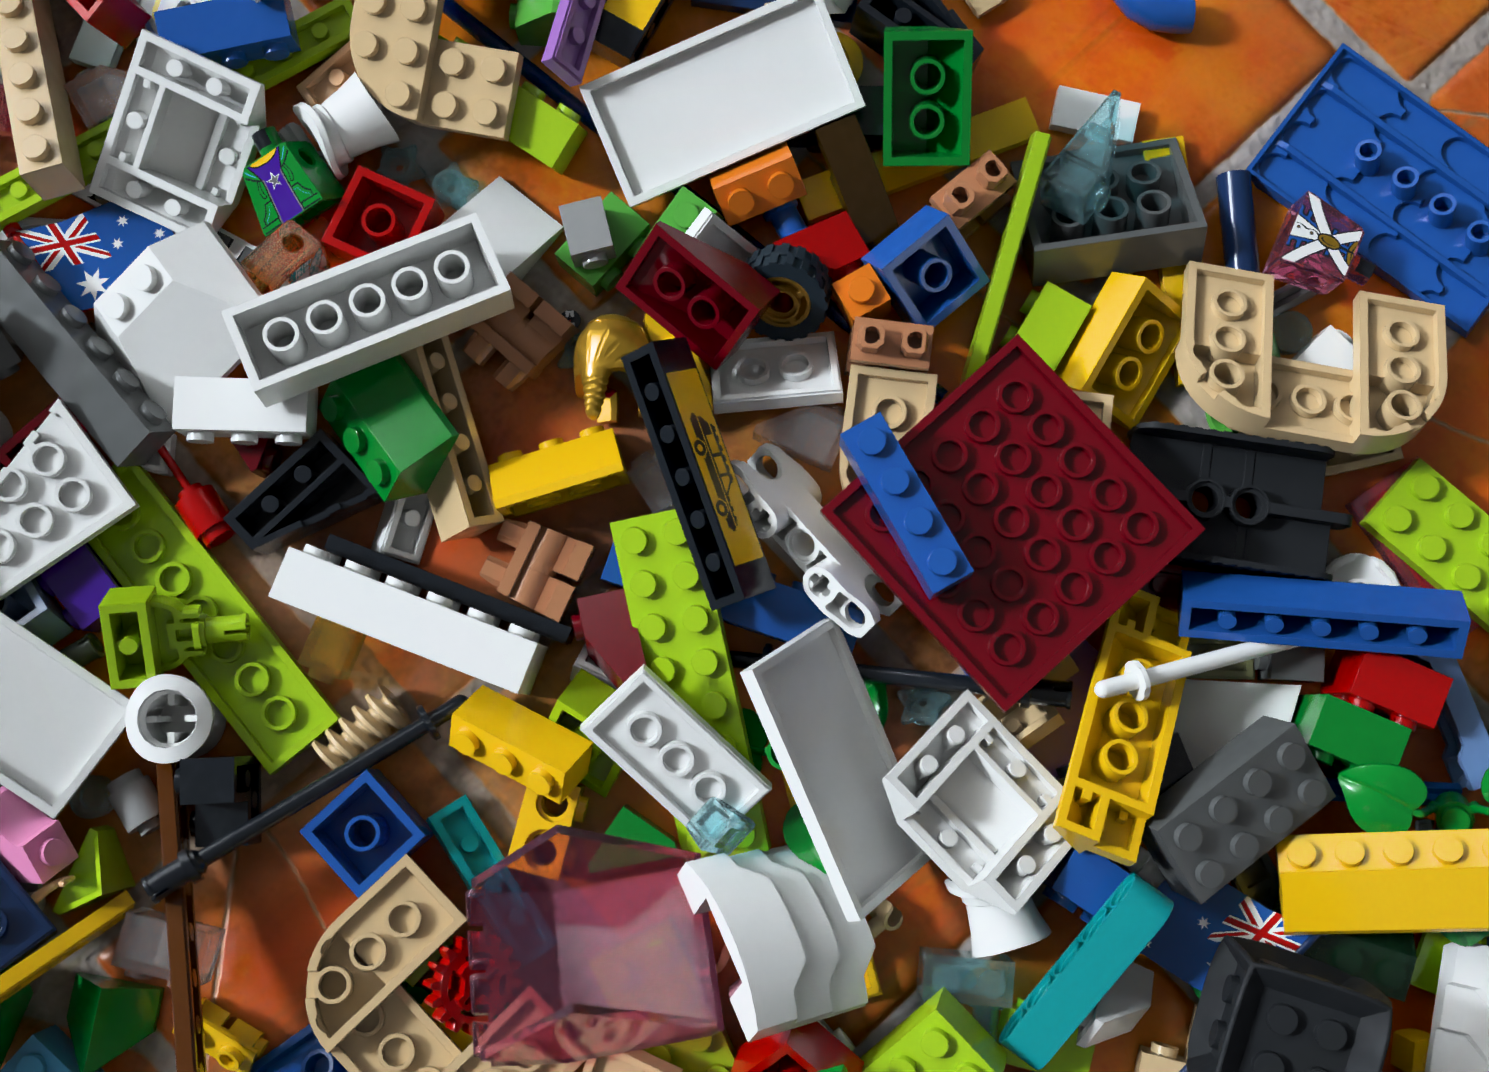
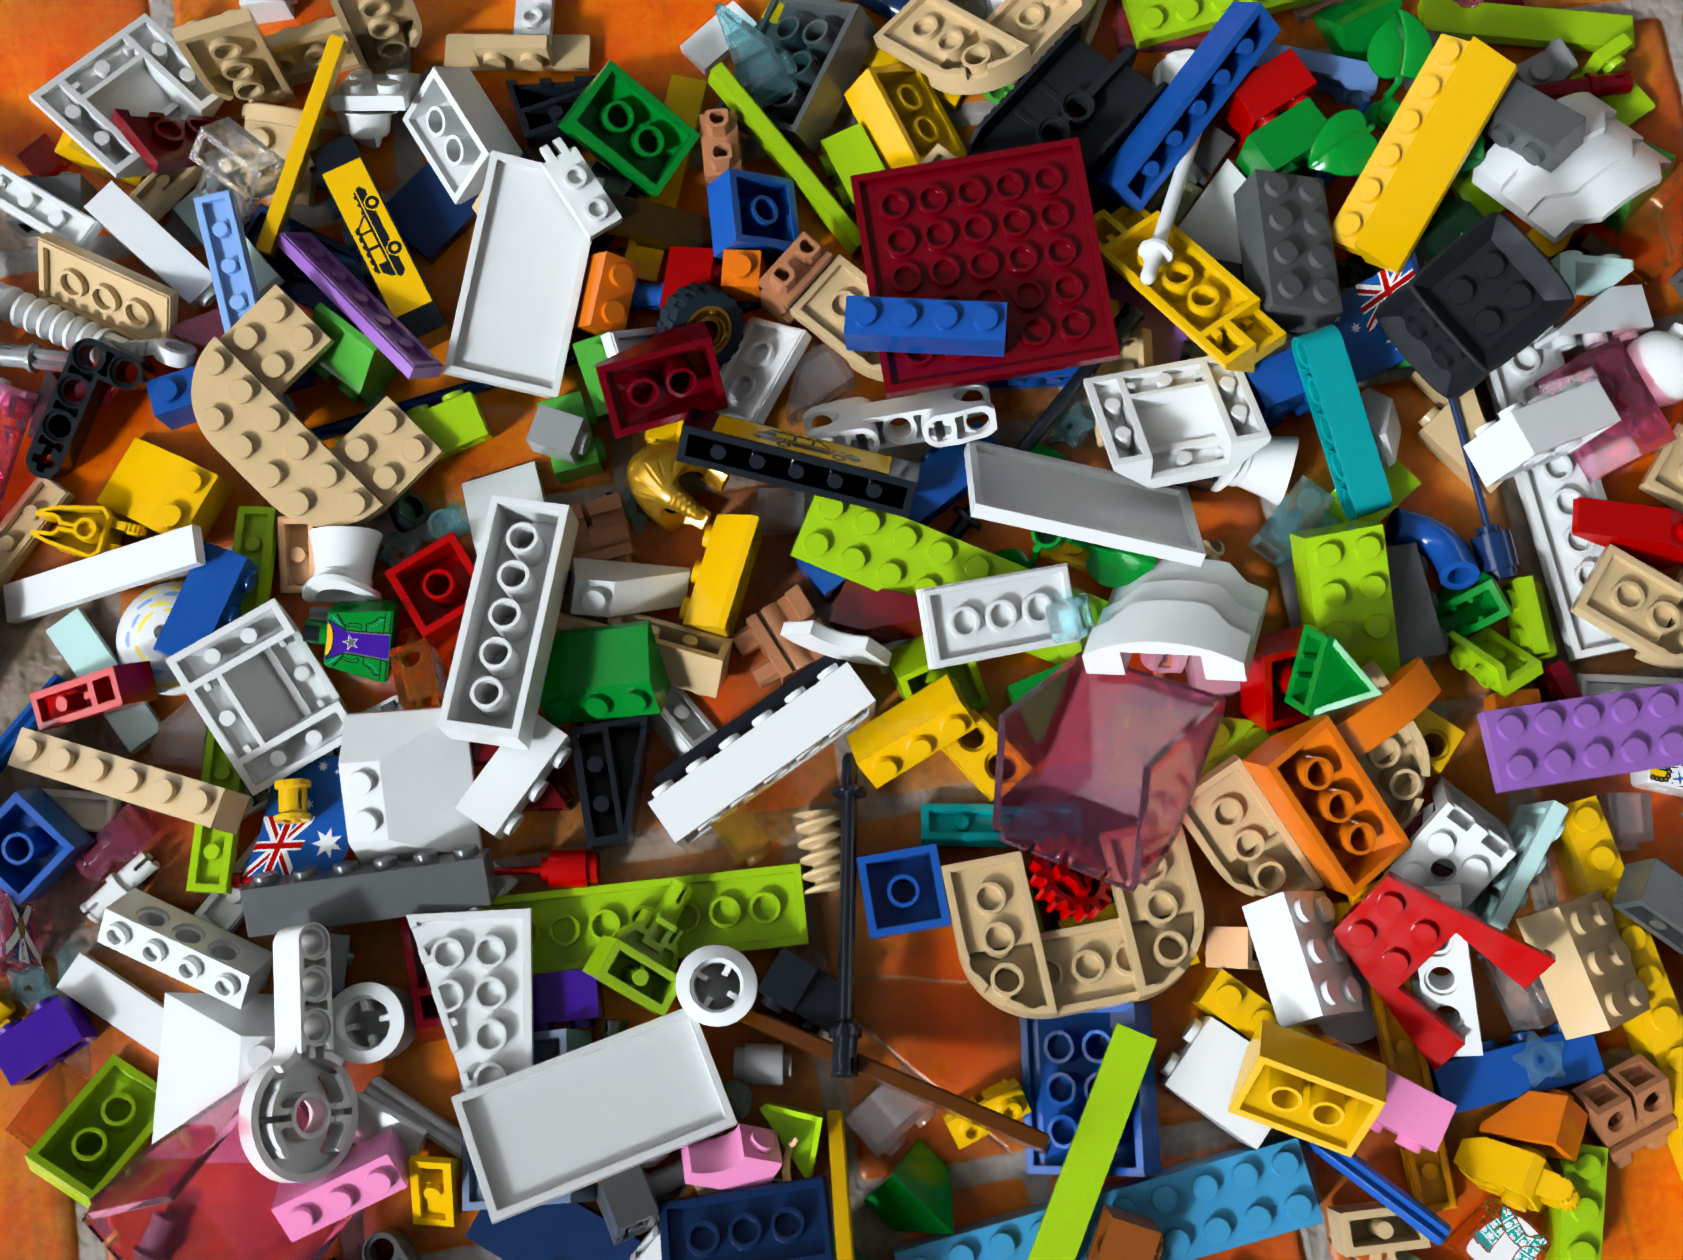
camera: 55 degrees left, 5 degrees down
(105, 229) = (292, 801): none -> yellow bush
(440, 147) = (408, 511): none -> black tile
(484, 387) = (624, 587): none -> white slope
(554, 620) = (836, 644): none -> white tile
(836, 90) = (579, 189): none -> white hinge

